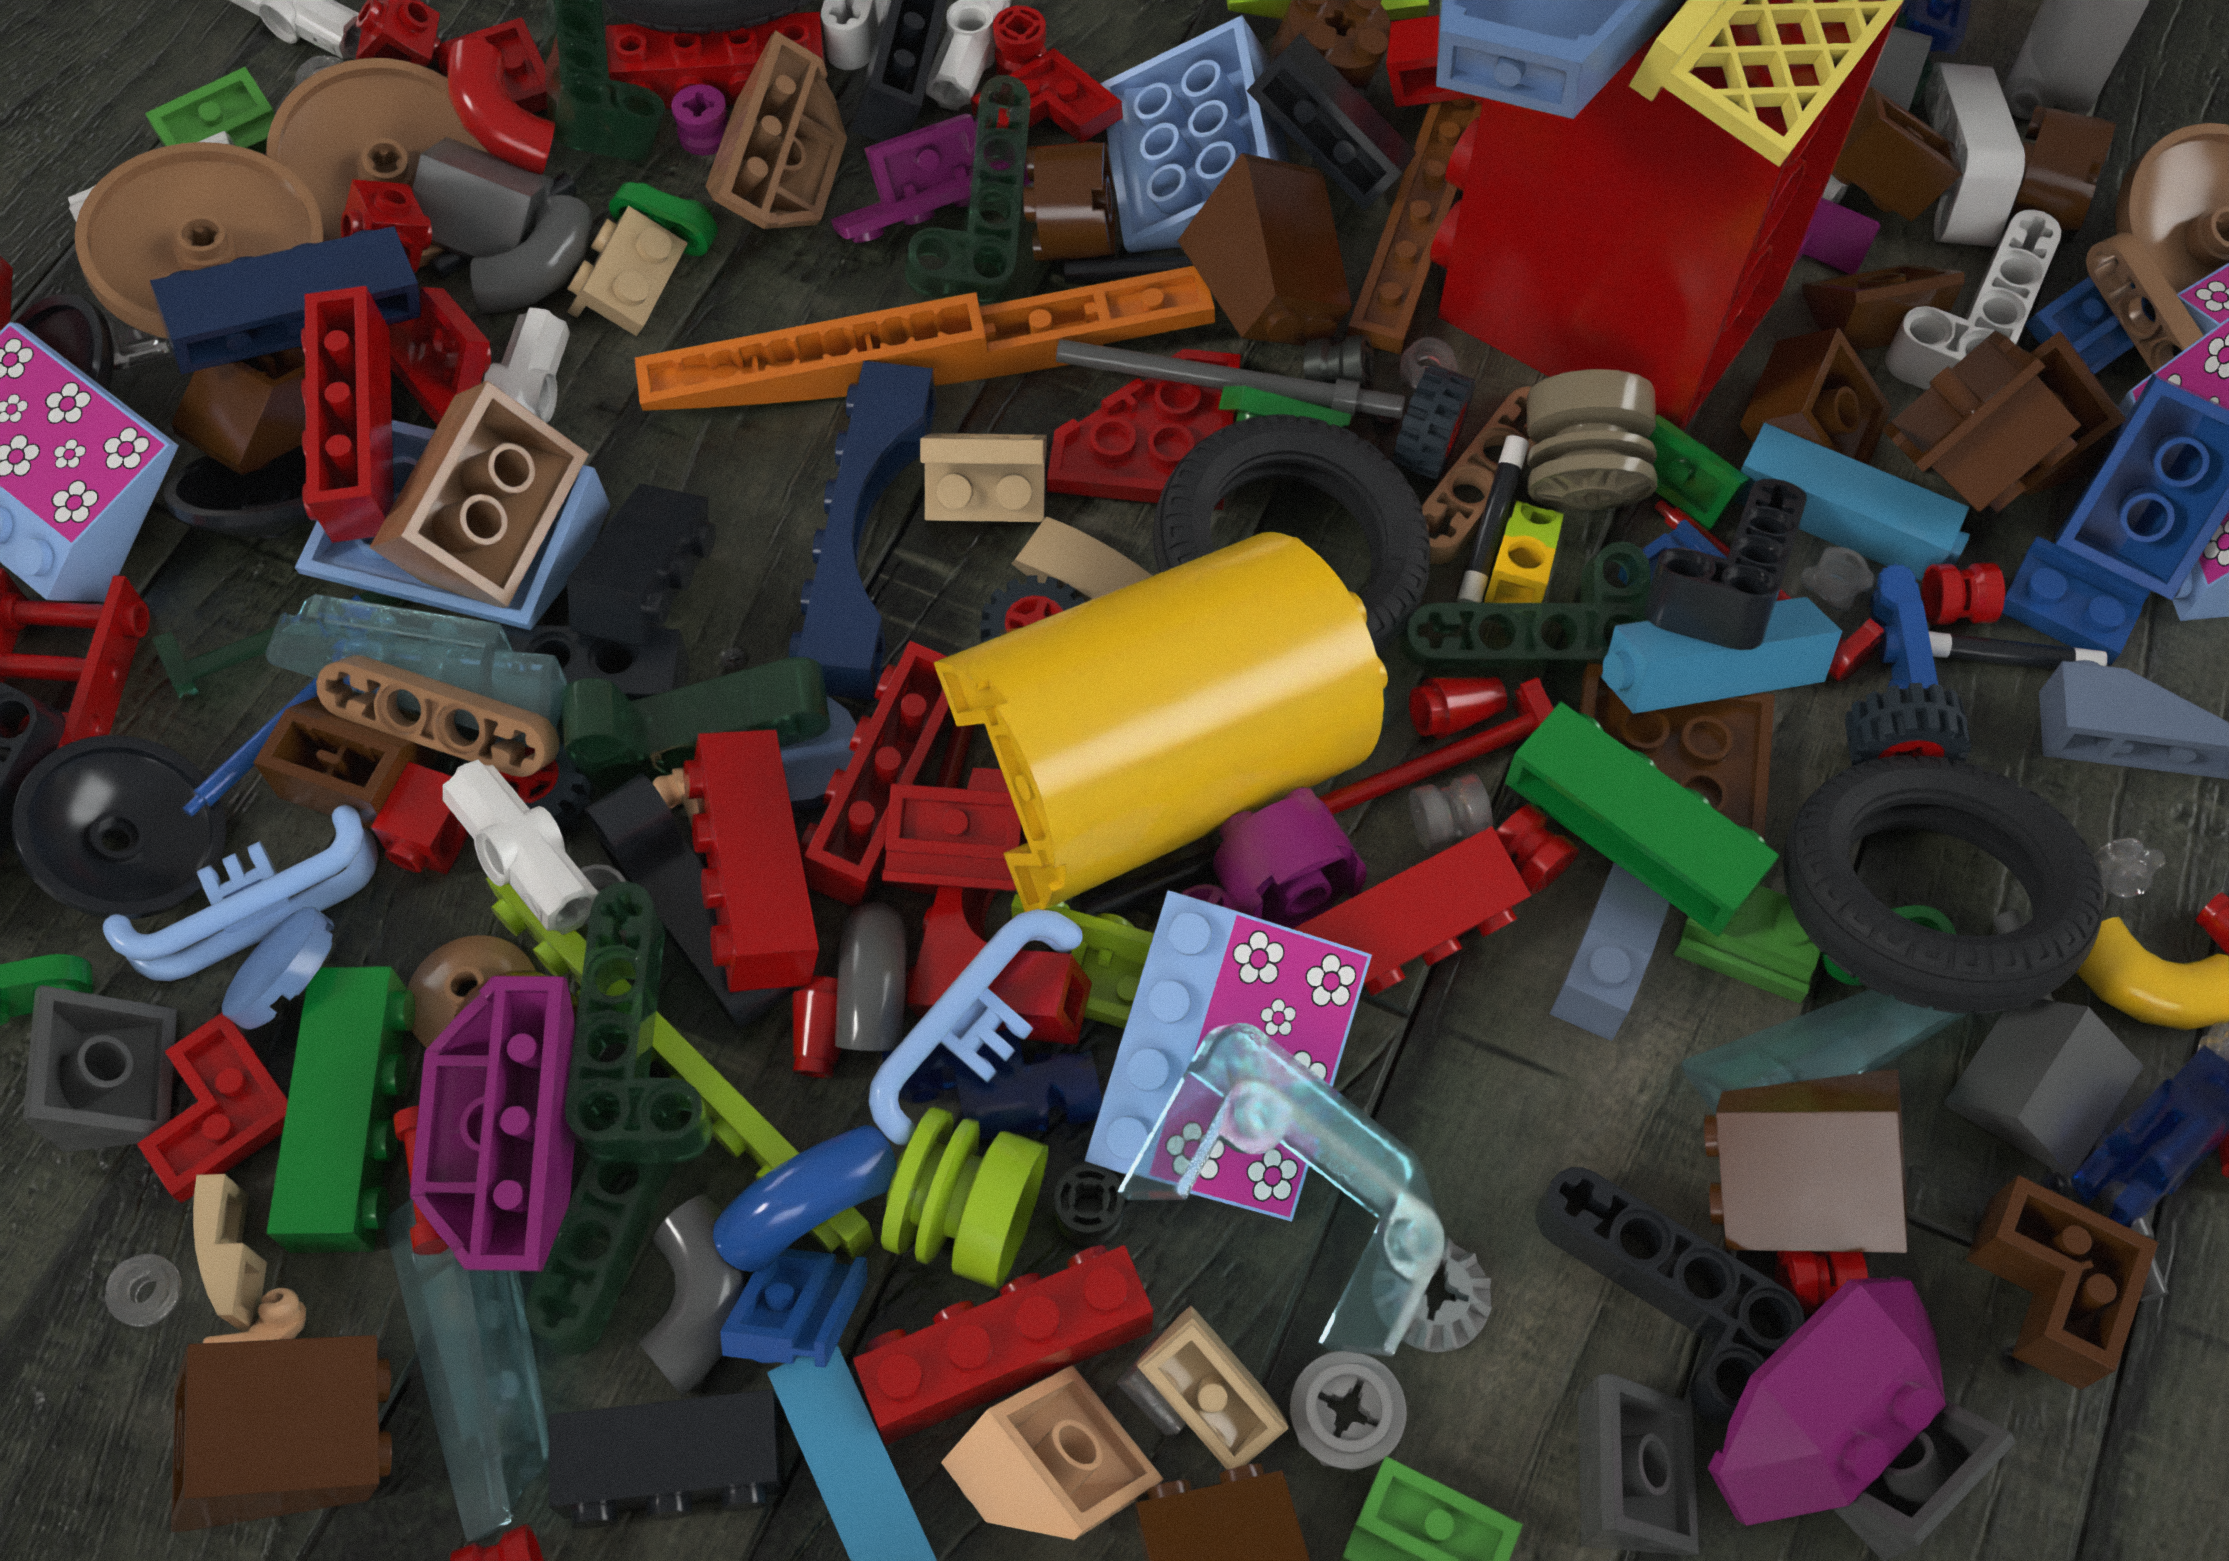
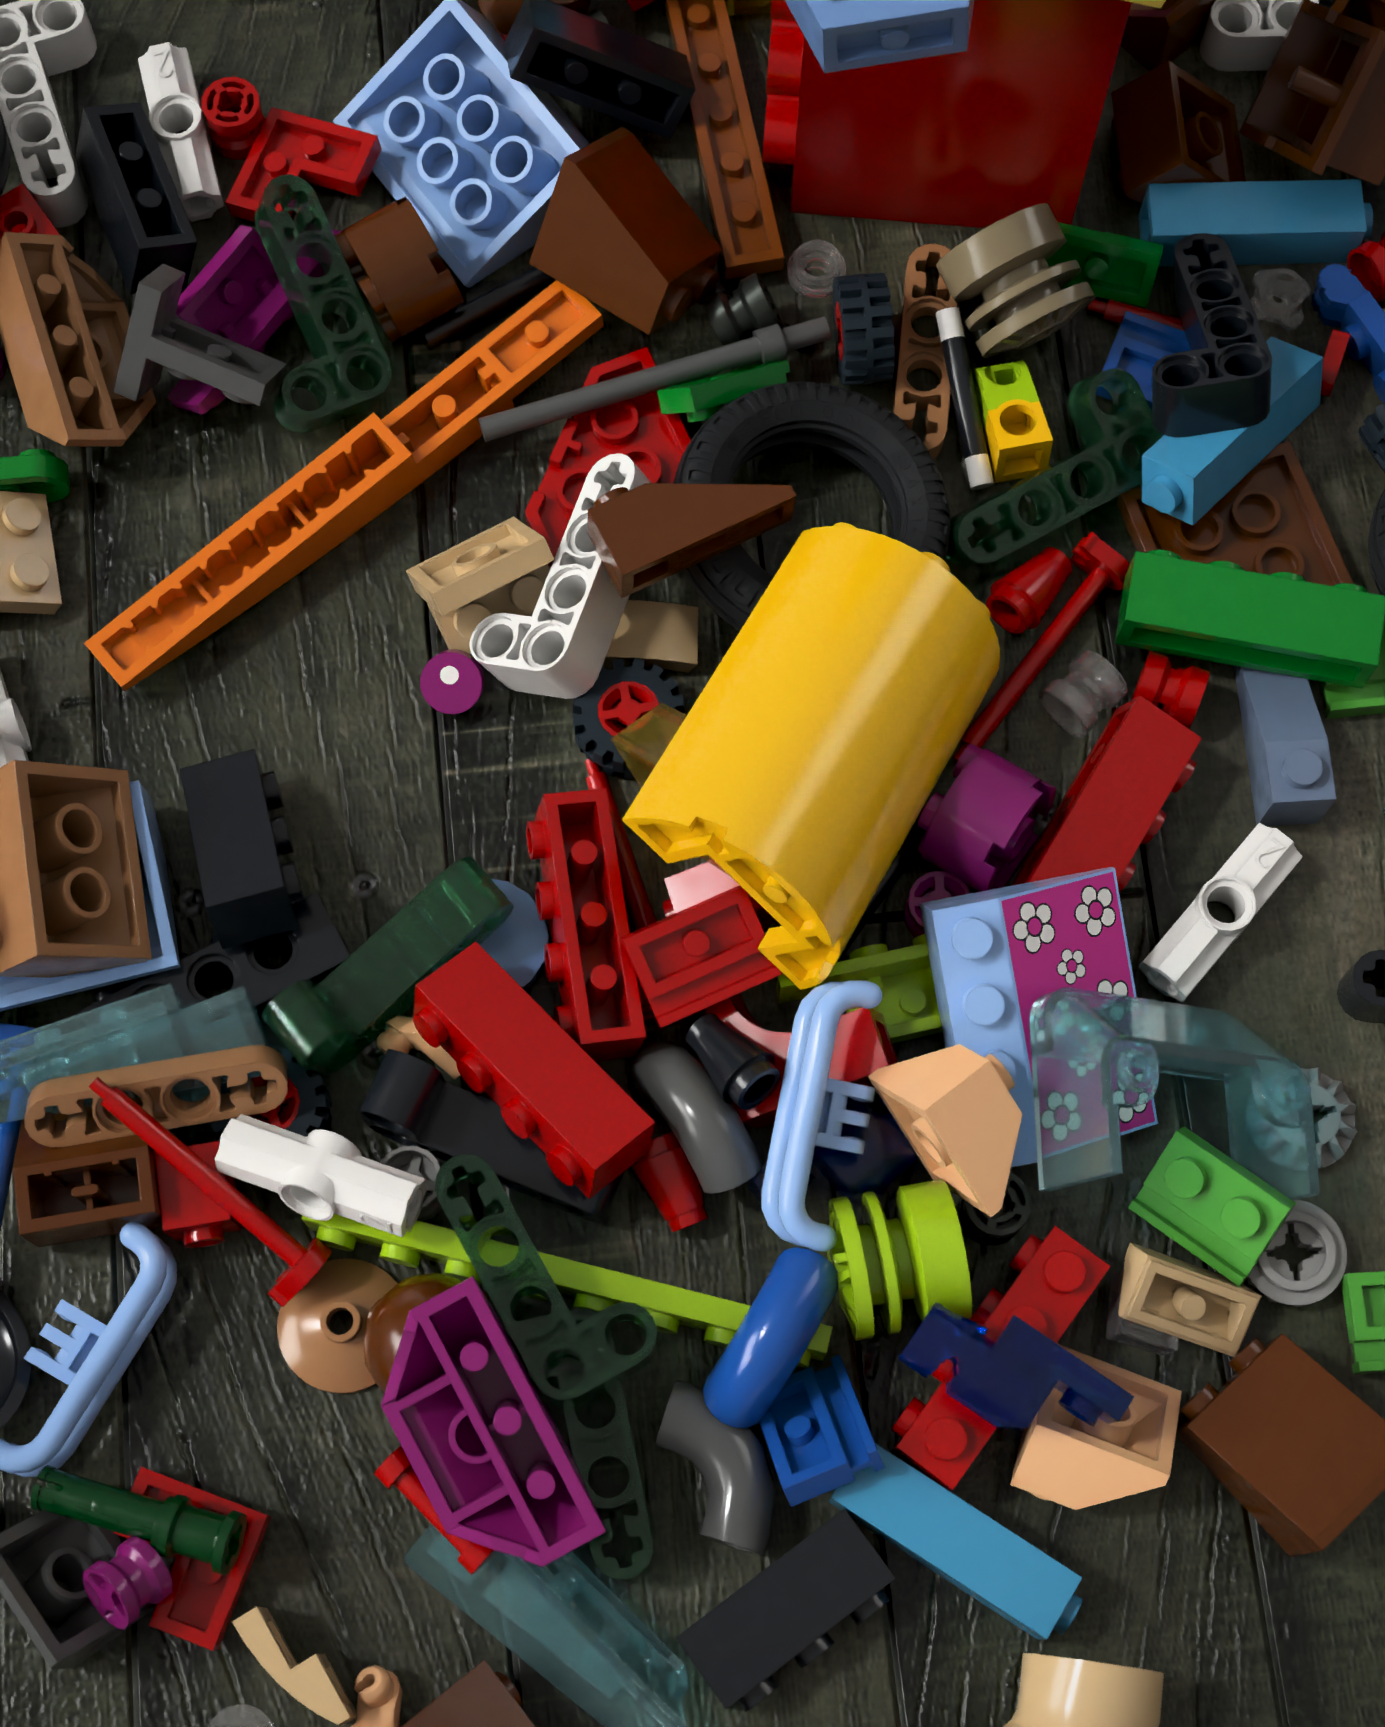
camera: 30 degrees left, 10 degrees up
(138, 1091) = (127, 1582): none -> magenta wheel
(203, 1064) = (169, 1525): none -> dark green pin
(278, 967) = (166, 1402): medium blue tile -> none
(341, 1111) = (307, 1490): green brick -> none
(466, 917) = (302, 1261): none -> red piece
(841, 167) = (187, 351): none -> dark grey bracket
(841, 625) = (369, 588): dark blue arch -> none
(908, 532) = (452, 681): none -> magenta tile
(925, 945) = (736, 1065): none -> black cone
(984, 1341) = (1013, 1373): none -> clear blue plate
(1057, 504) = (576, 614): none -> white beam
(1084, 1085) = (956, 1119): none -> light nougat slope
(1150, 475) = (675, 525): none -> reddish brown slope
(1291, 1317) = (1211, 1205): none -> bright green plate
(1426, 1077) = (1200, 940): none -> white piece

